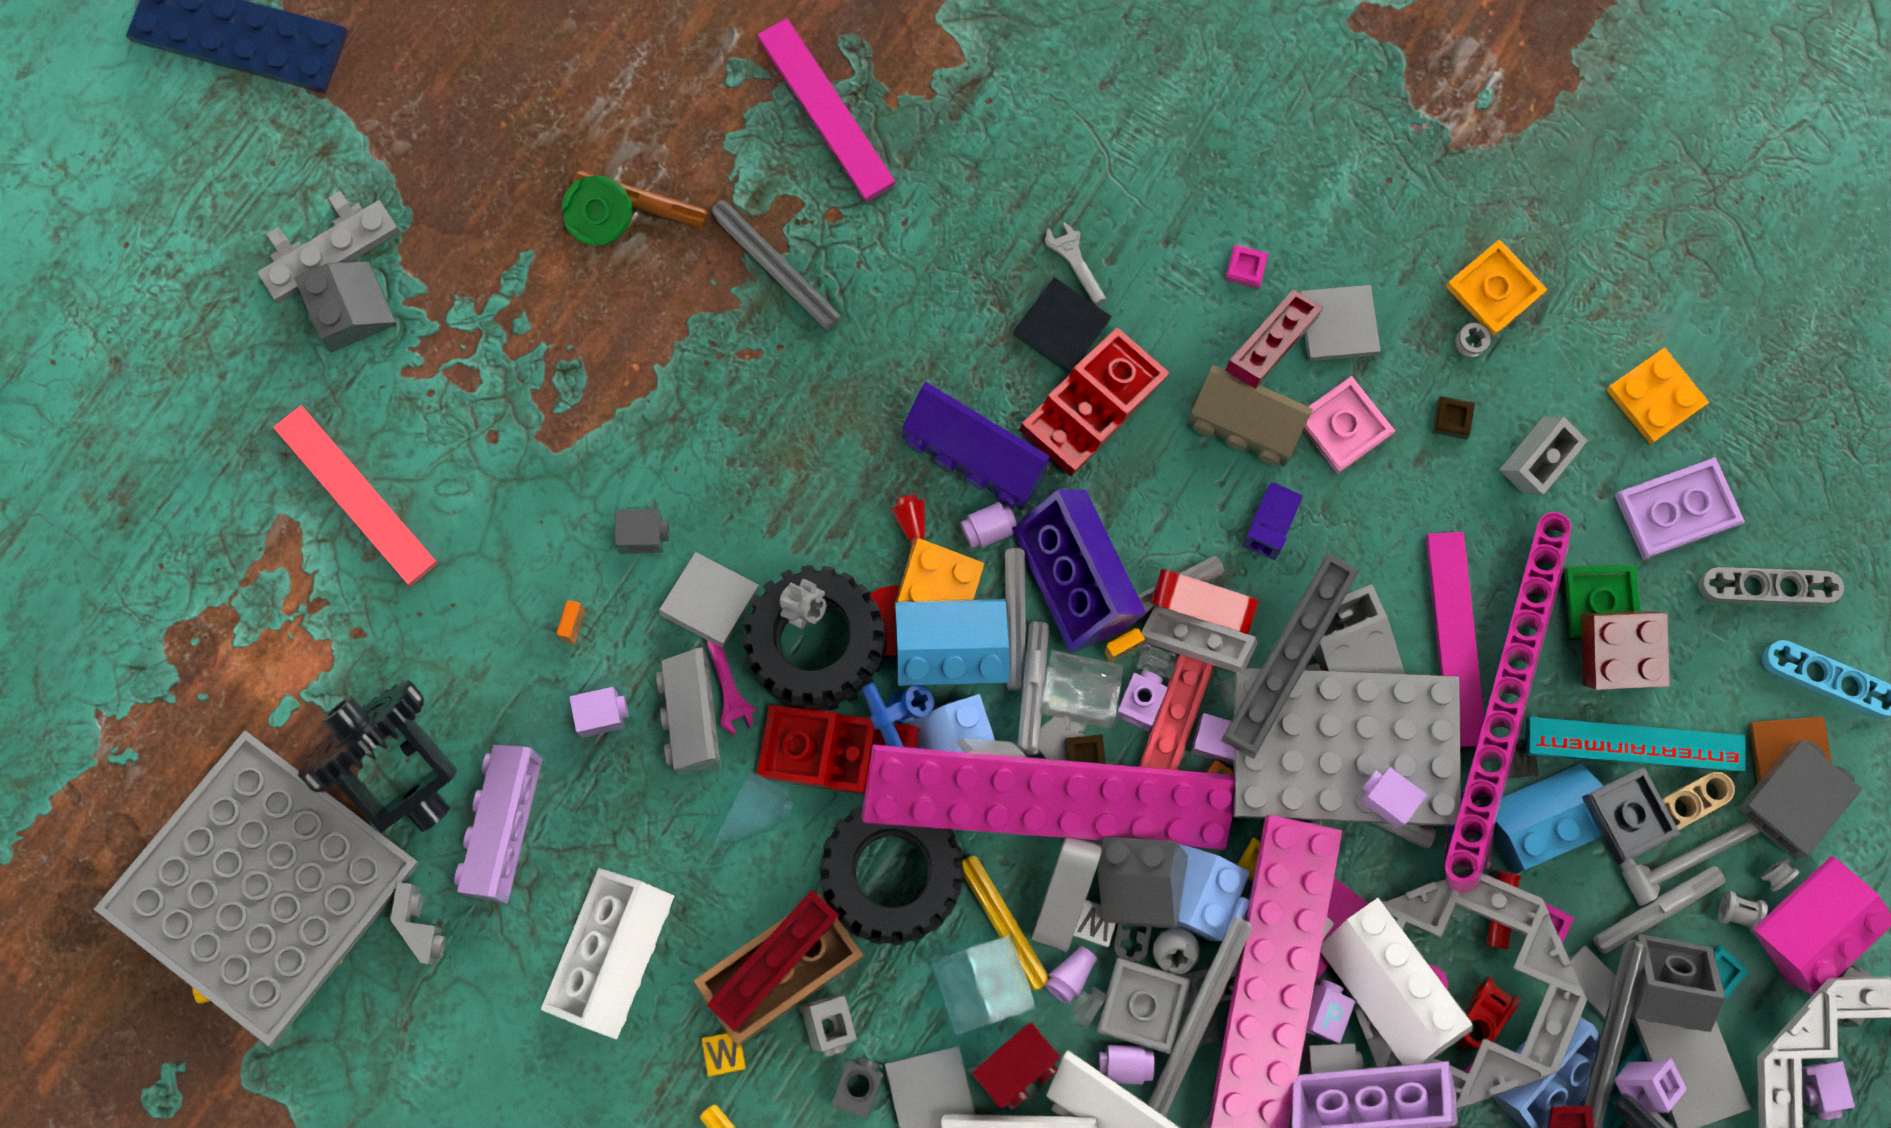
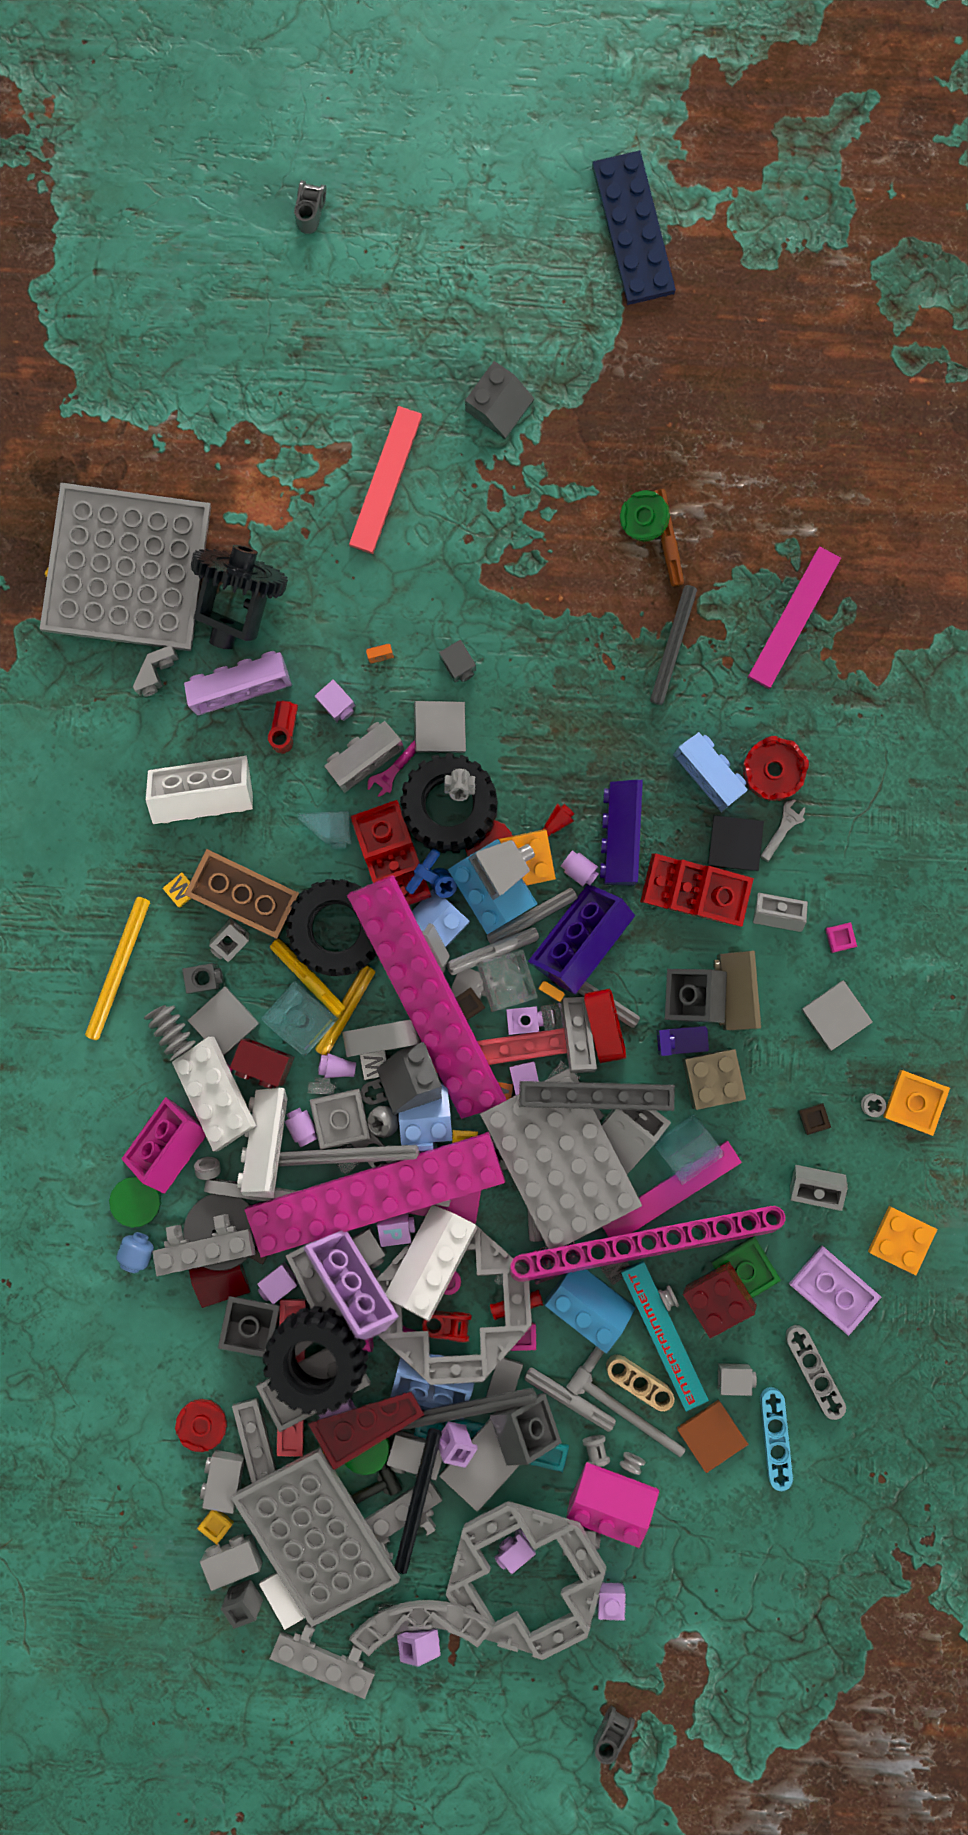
camera: 70 degrees right, 10 degrees up
(352, 236) = (544, 378): light grey hinge -> none
(588, 796) = (283, 724): none -> red piece
(772, 961) = (241, 888): dark red plate -> none
(934, 946) = (308, 977): none -> yellow axle
(935, 612) = (501, 866): none -> light grey torso
(958, 304) = (710, 771): none -> light blue slope
(1002, 206) = (787, 756): none -> red plate
(1176, 319) = (780, 912): none -> light grey slope
(1227, 469) = (696, 995): none -> dark grey brick
(1273, 339) = (795, 980): plate -> none
(1342, 507) = (714, 1079): none -> dark tan brick
(1346, 425) = (771, 1053): bright pink tile -> none
(1392, 797) = (540, 1202): lavender brick -> none
(1414, 584) = (688, 1149): none -> clear light blue slope
(1590, 712) = (668, 1298): none -> light grey bush
(1631, 816) = (613, 1354): tile -> none
(1734, 687) = (736, 1379): none -> light grey brick
(1799, 799) = (685, 1453): dark grey brick -> none

